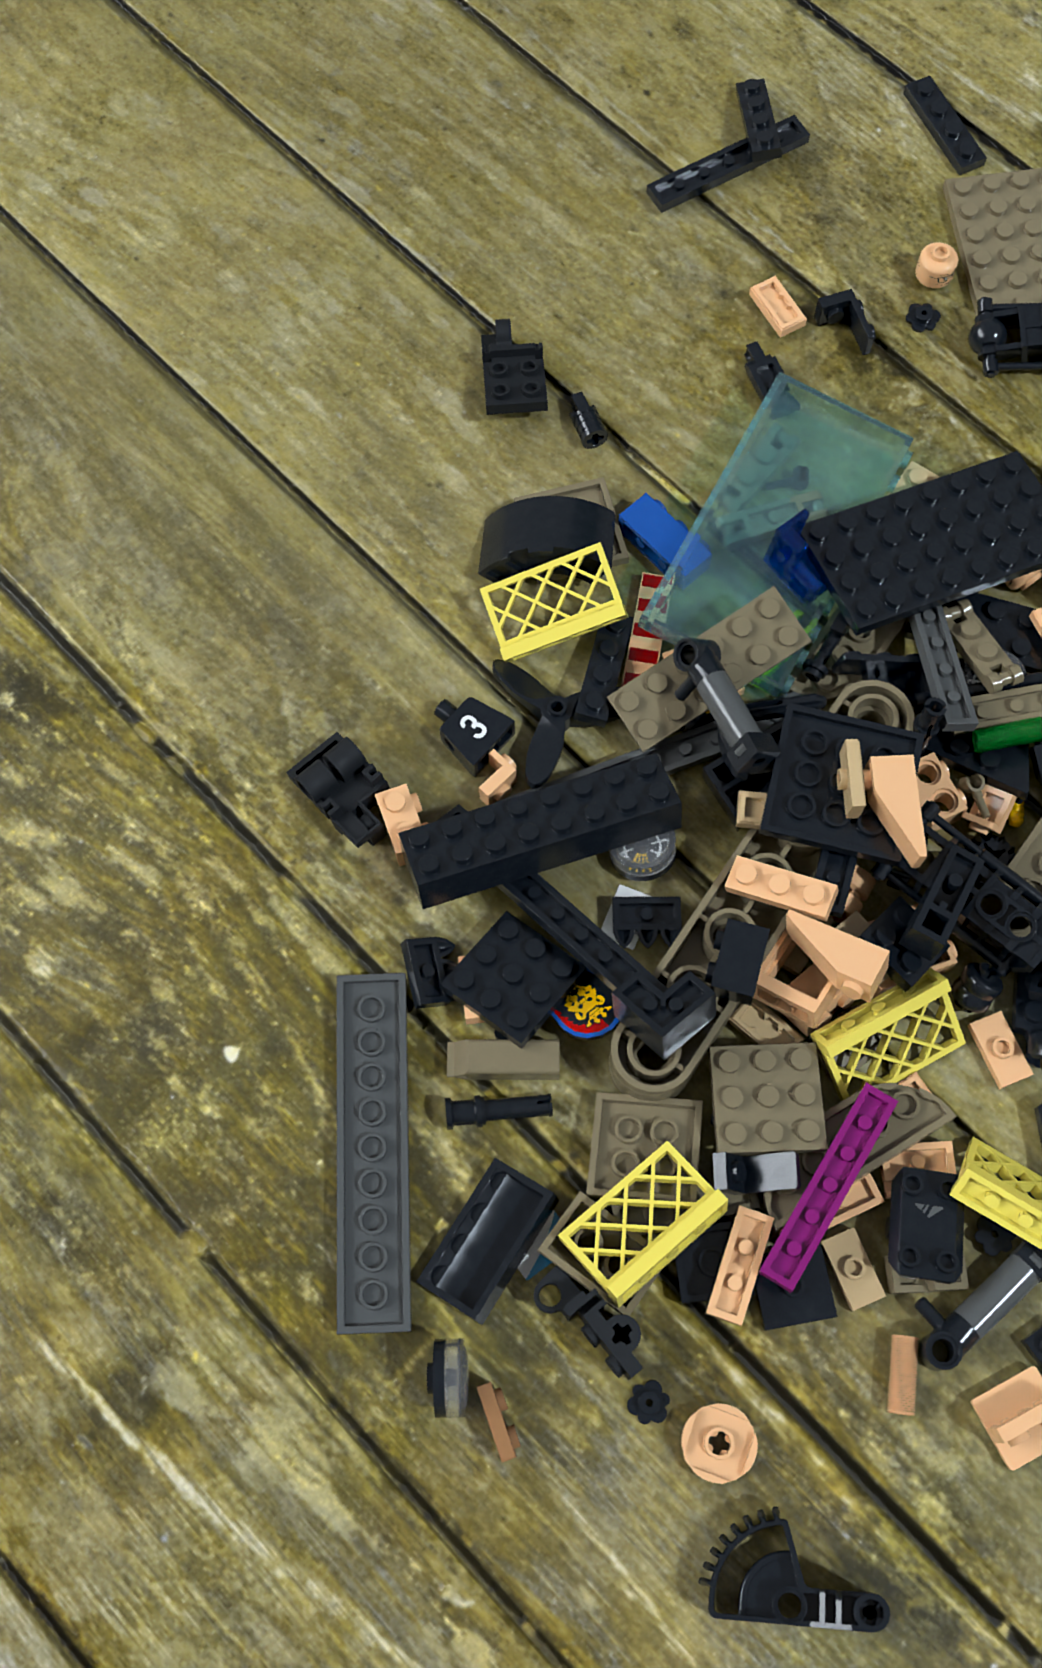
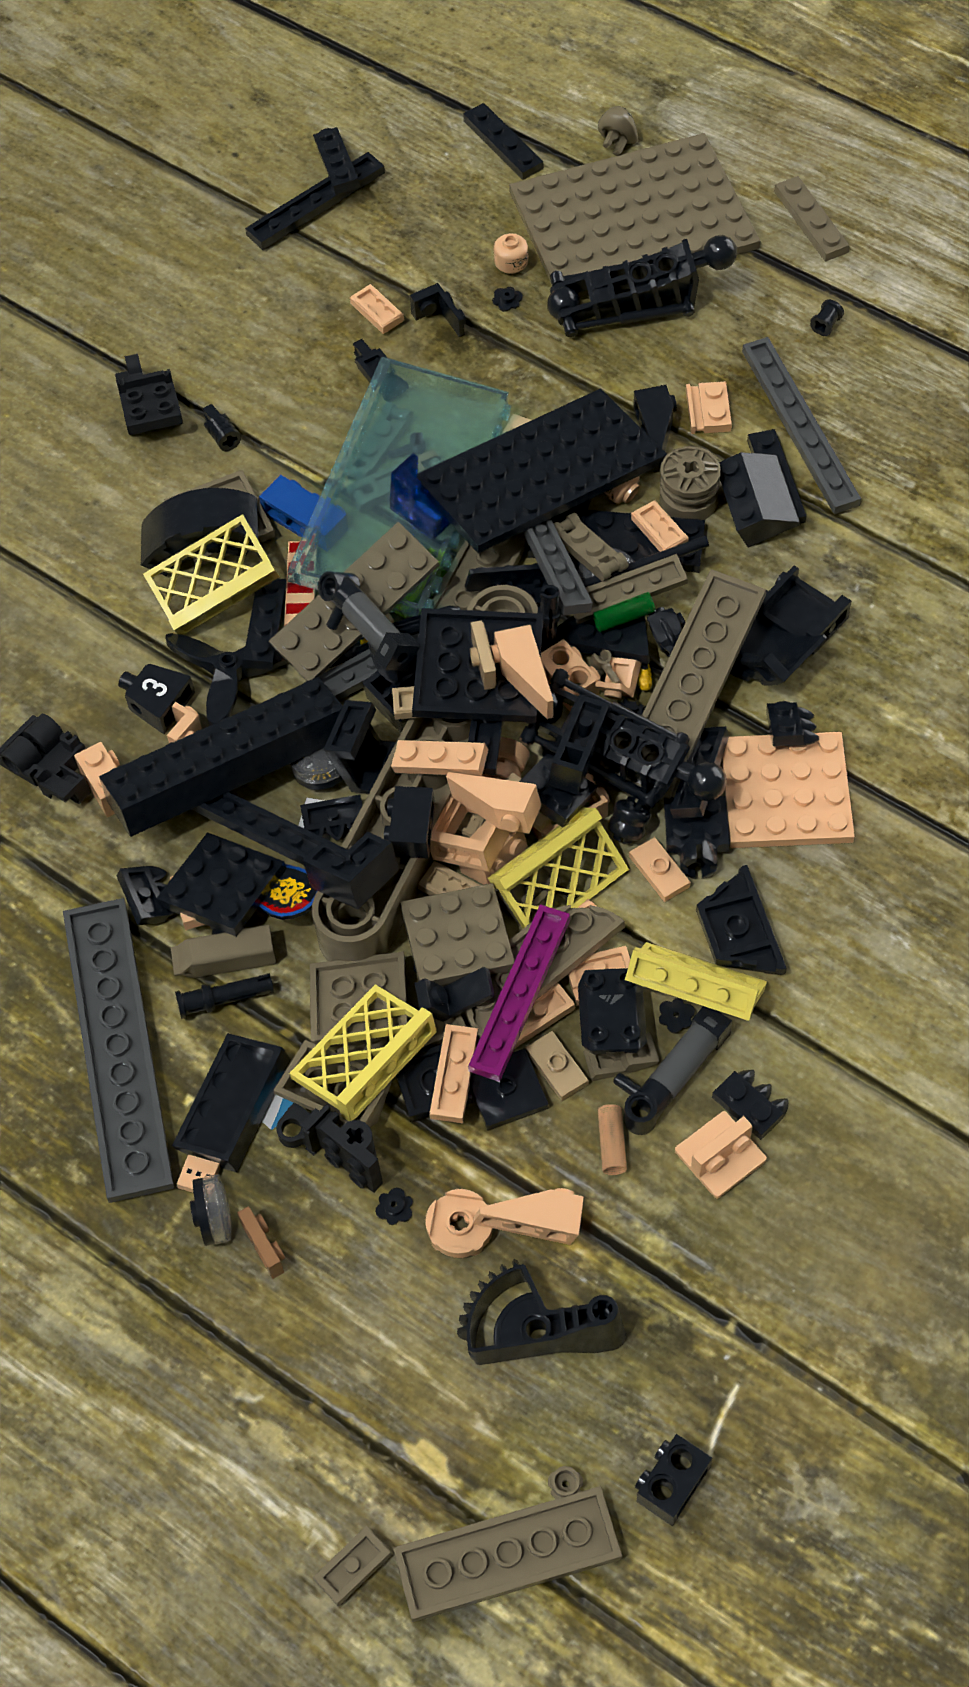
camera: 10 degrees left, 10 degrees down
(439, 1320) = (196, 1168): none -> light nougat tile
(688, 849) = (356, 746): none -> black panel
(814, 1456) = (542, 1215): none -> light nougat slope
(815, 668) = (450, 589): black hinge -> none

